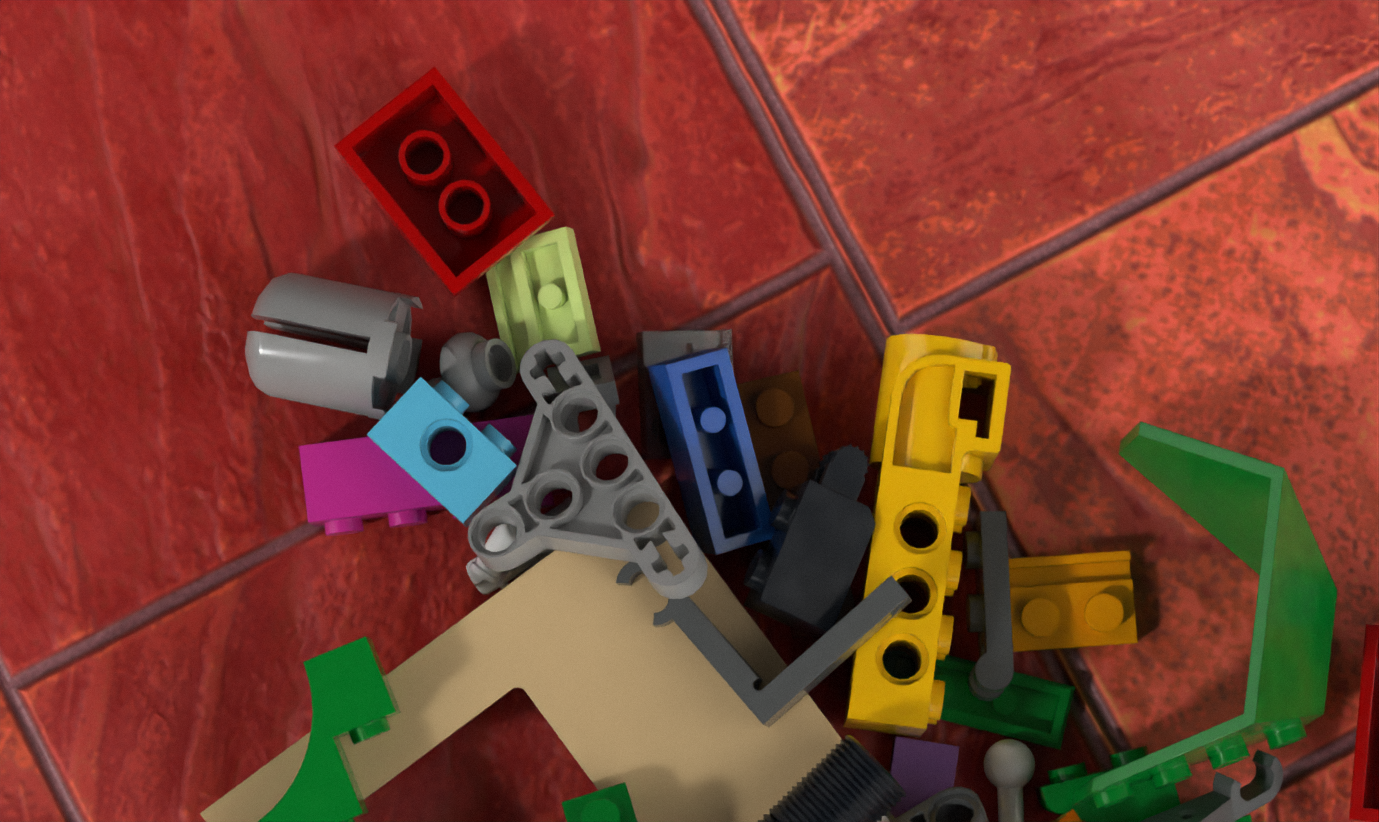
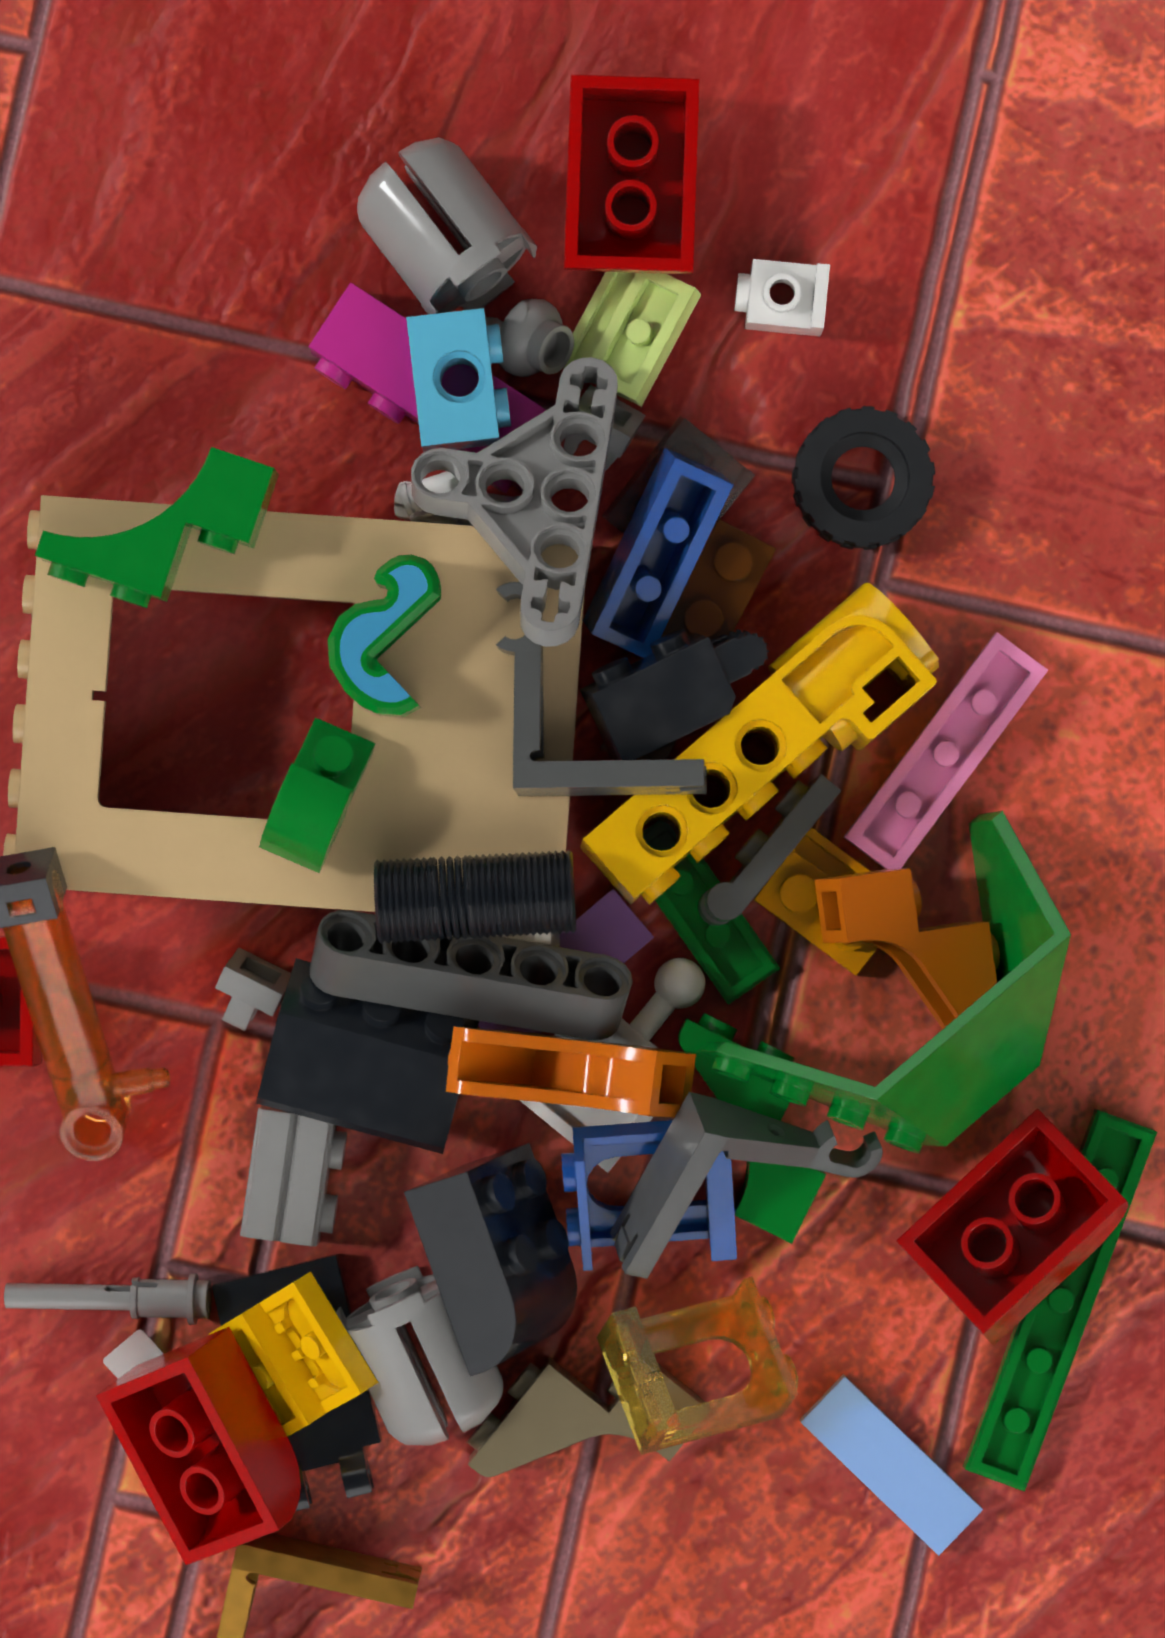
camera: 45 degrees right, 5 degrees up
(546, 693) = (374, 626): none -> animal
(663, 180) = (802, 315): none -> white brick
(822, 214) = (897, 443): none -> black tyre
(1057, 416) = (945, 753): none -> bright pink plate
(1196, 575) = (943, 963): none -> orange arch

